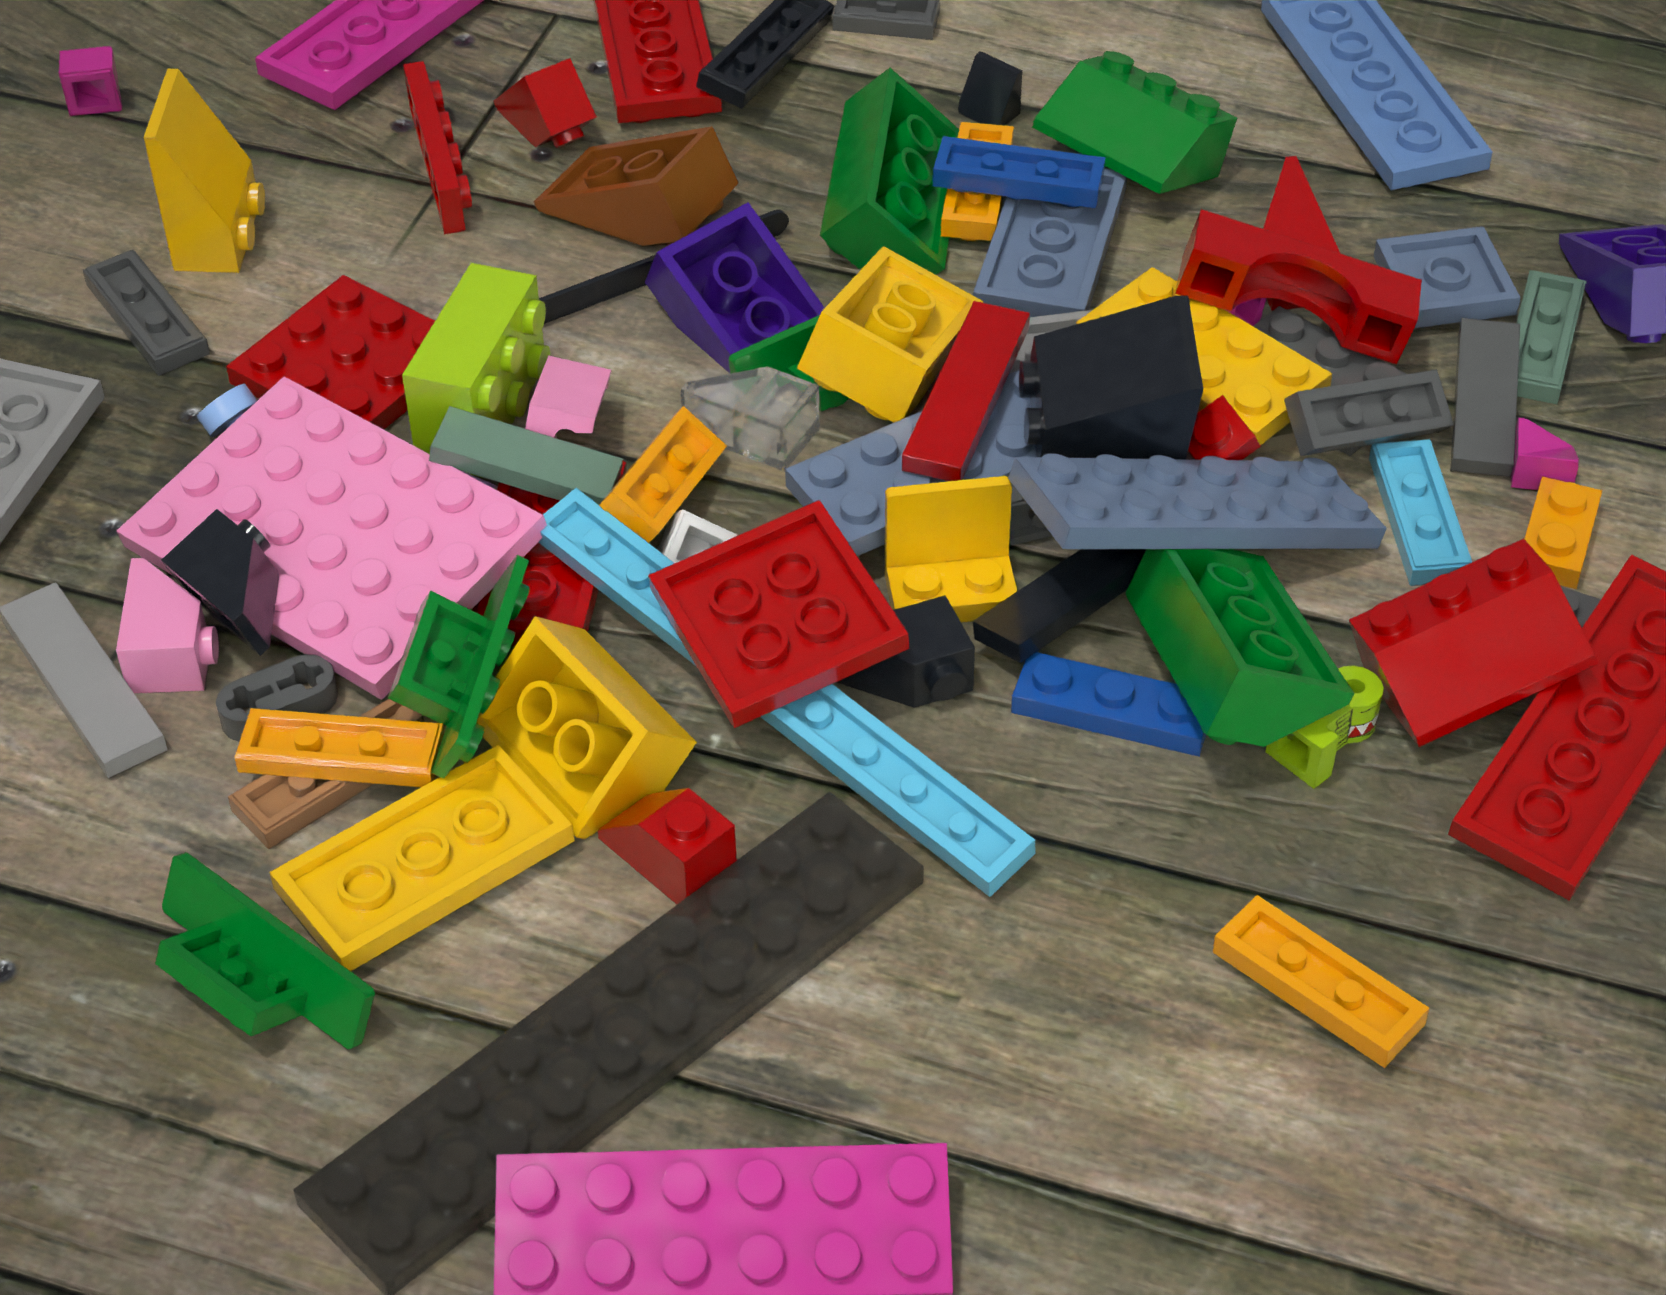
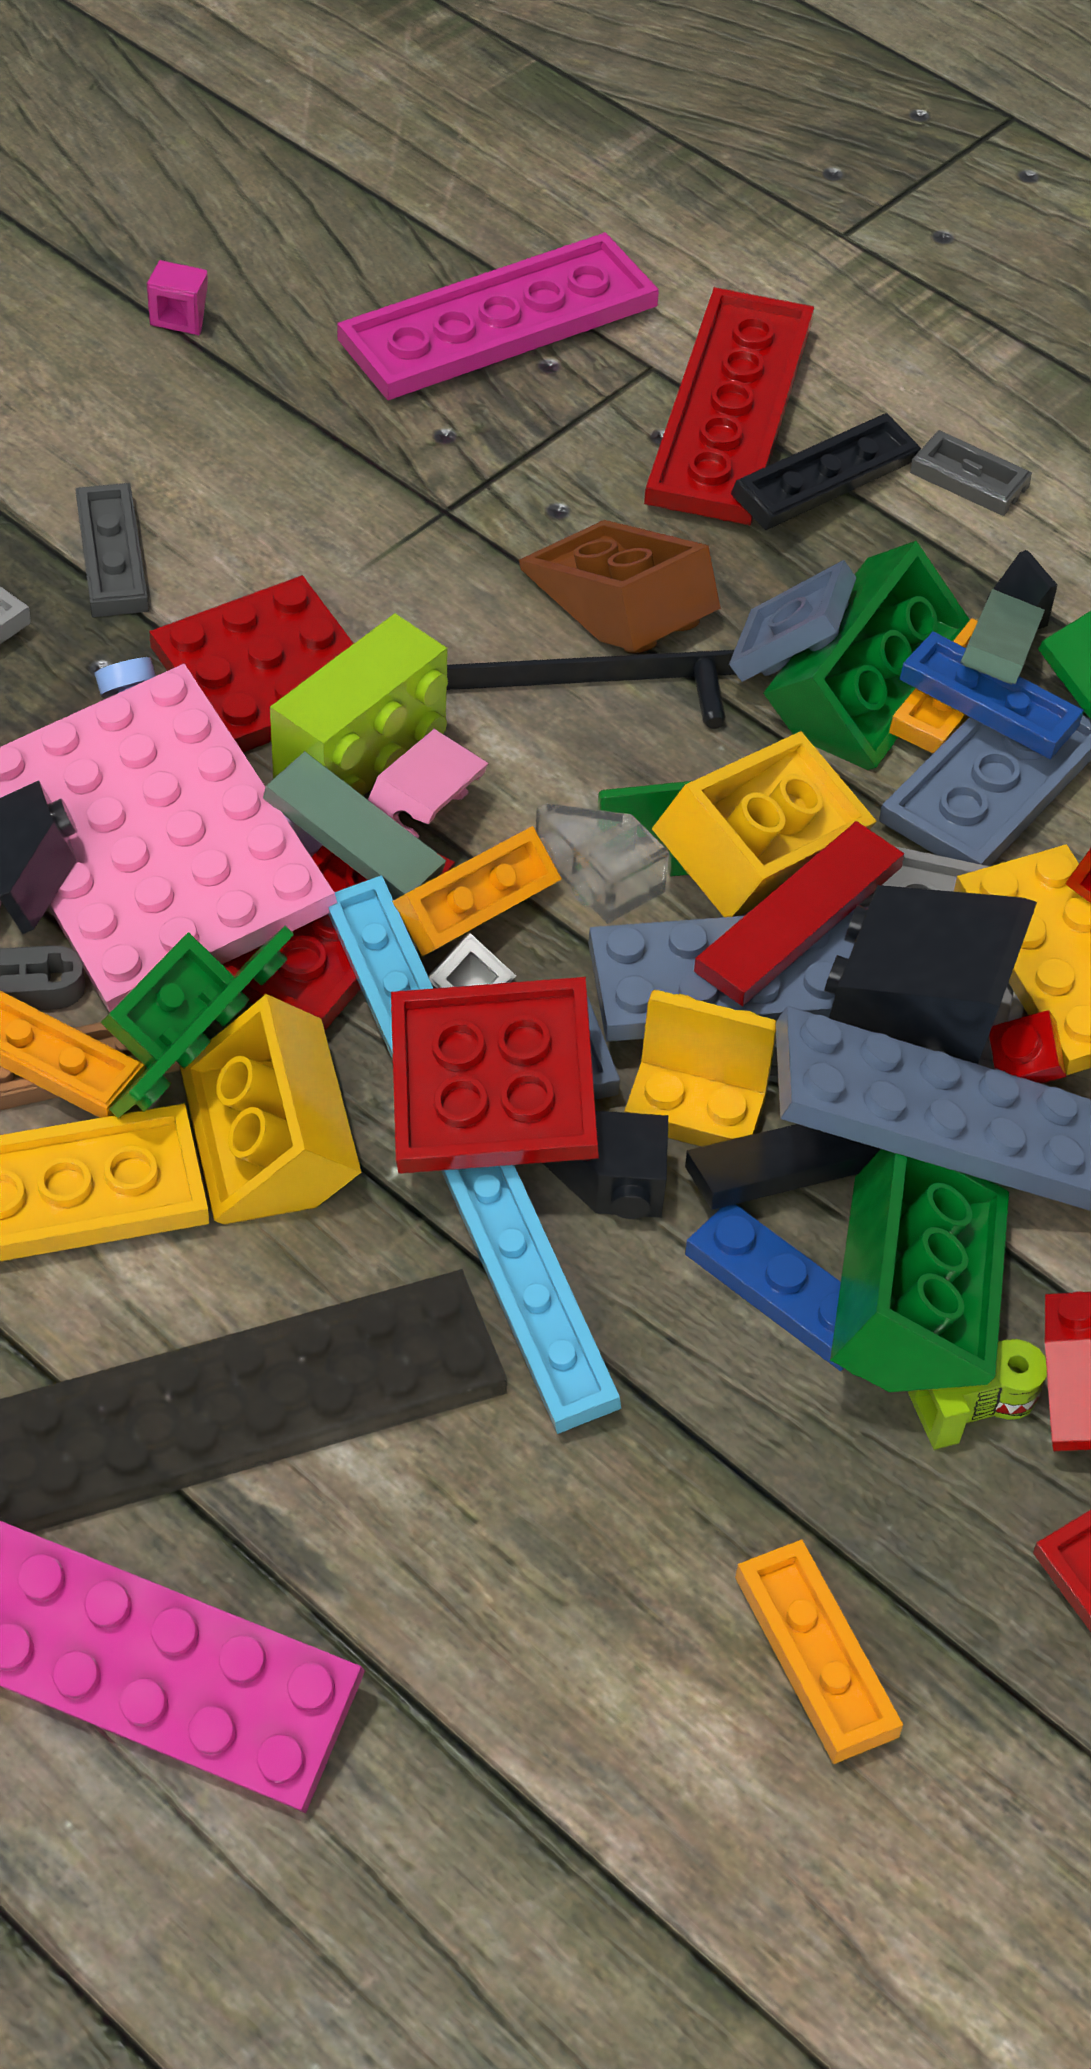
camera: 20 degrees right, 5 degrees up
(200, 181) = (208, 436): yellow slope -> none
(440, 158) = (453, 483): red plate -> none
(548, 105) = (581, 466): red slope -> none
(673, 841) = (290, 1261): red slope -> none
(730, 285) = (650, 716): dark purple slope -> none
(816, 168) = (793, 621): none -> sand blue plate
(1003, 123) = (1002, 637): none -> sand green tile

